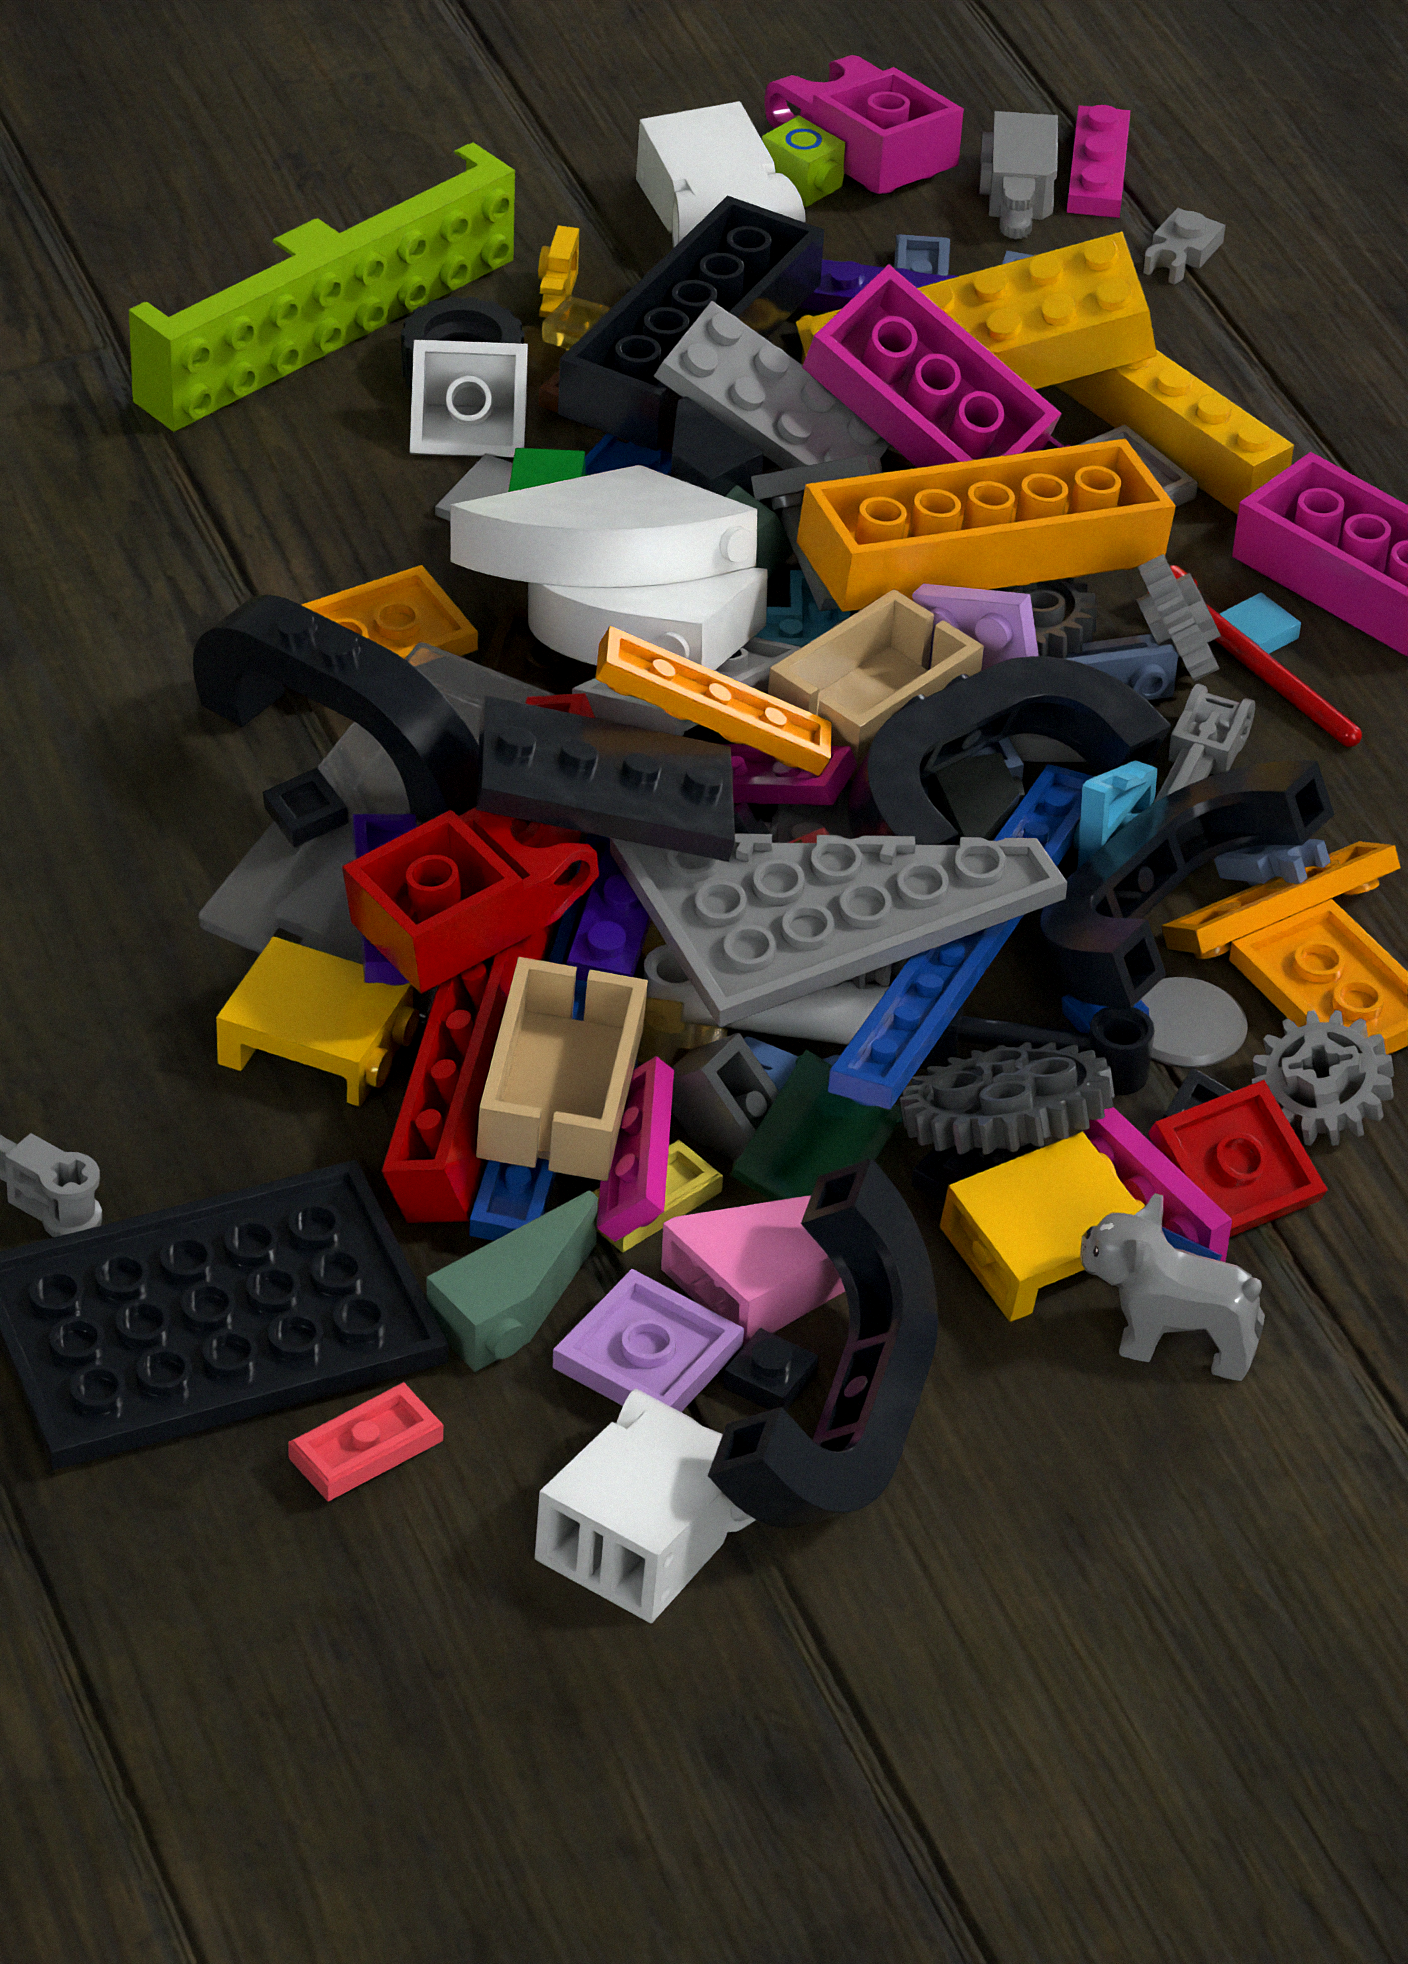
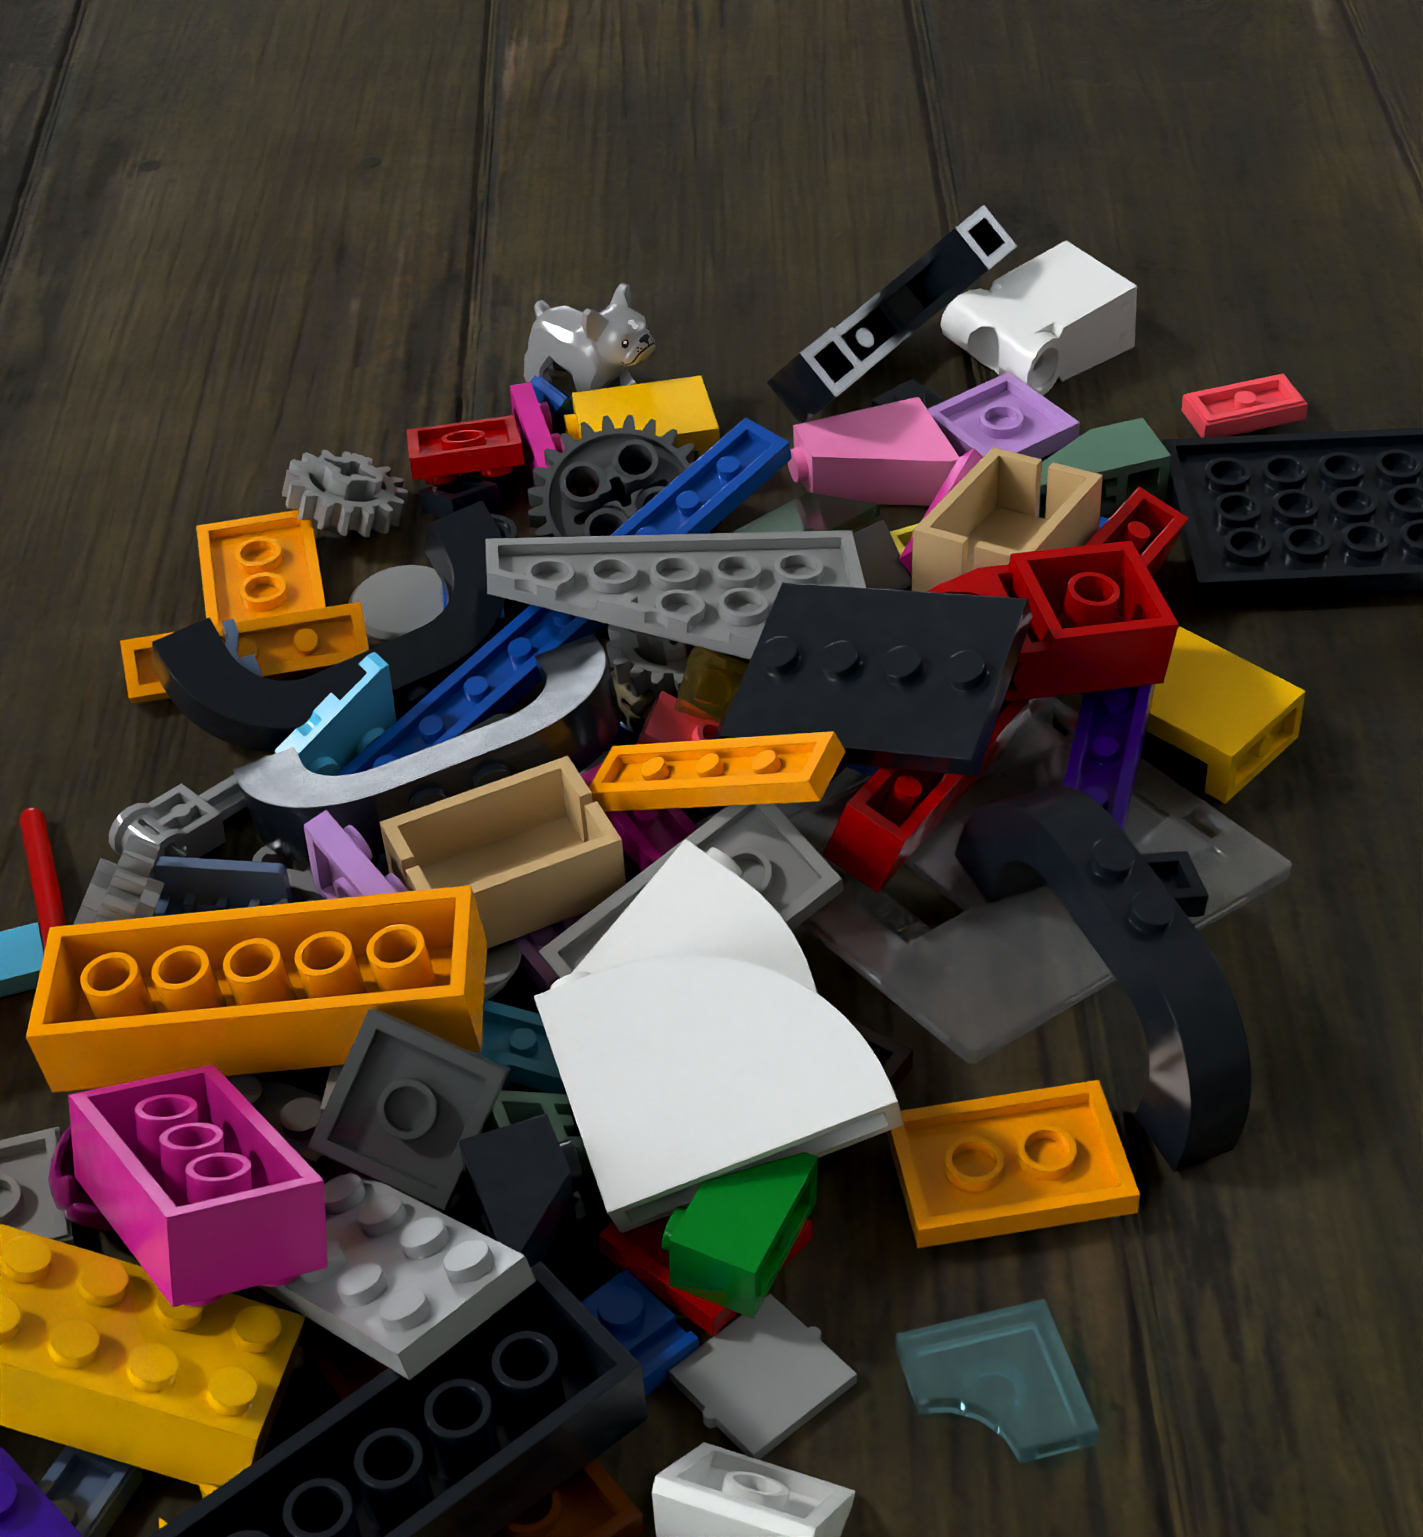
camera: 155 degrees left, 0 degrees up
(333, 525) = (1005, 1373): none -> clear light blue tile

